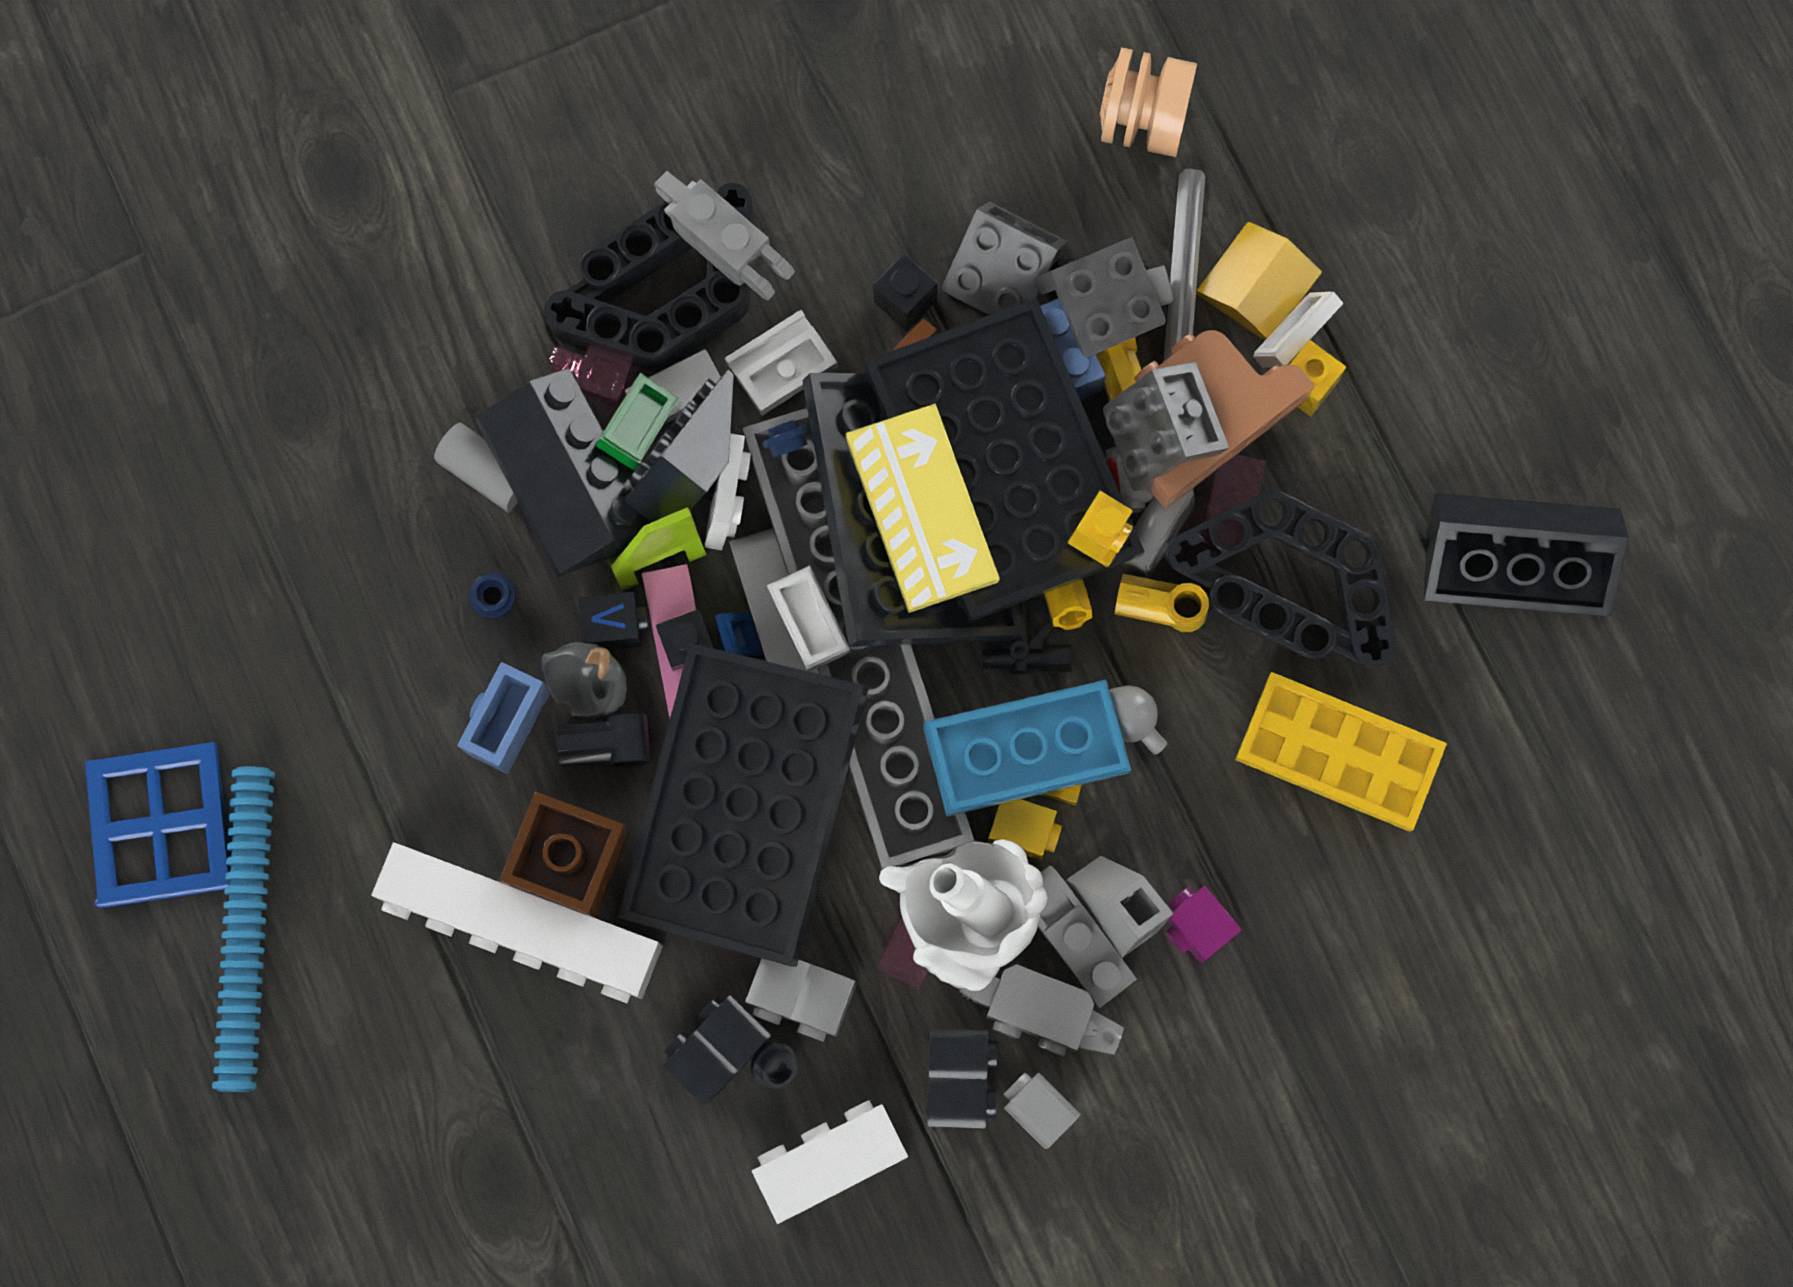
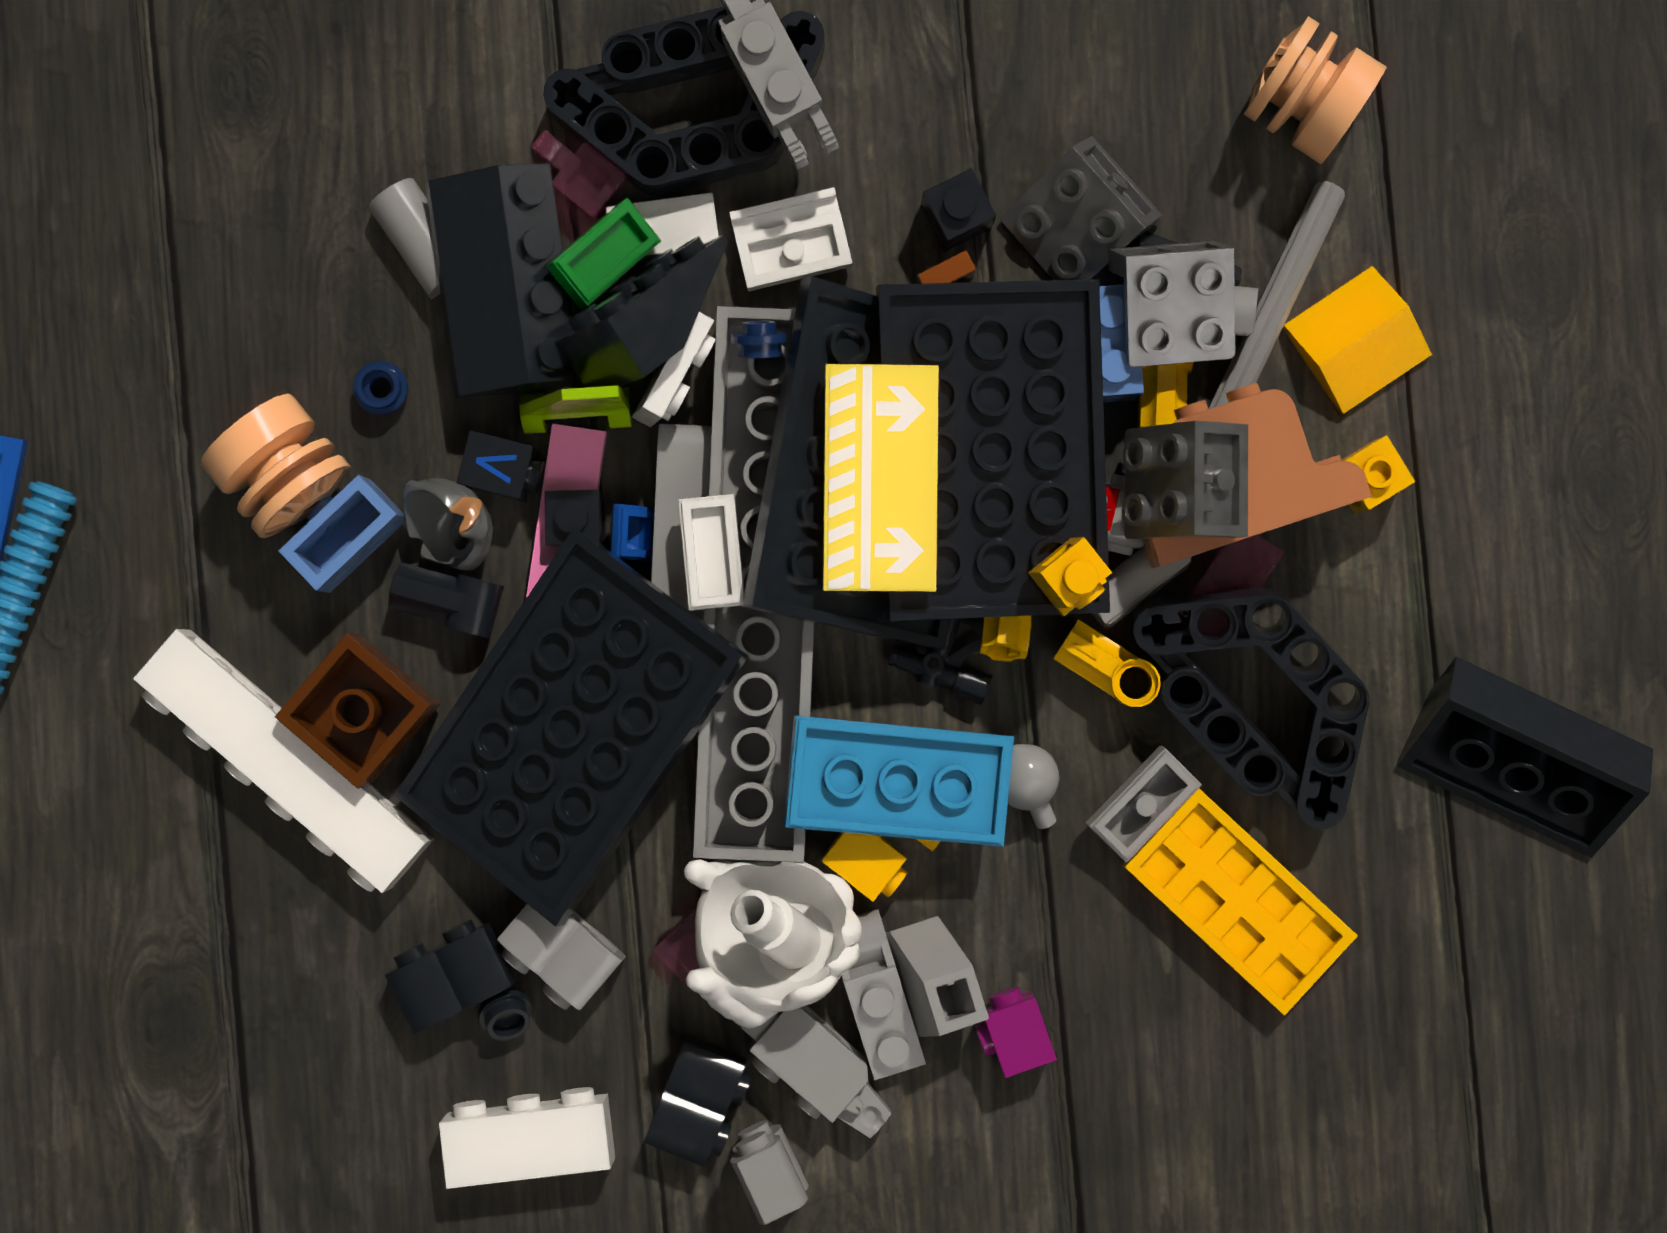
camera: 10 degrees right, 10 degrees up
(430, 681) = (269, 457): none -> light nougat wheel
(1231, 702) = (1143, 803): none -> light grey brick
(1297, 329) = (1378, 414): white tile -> none

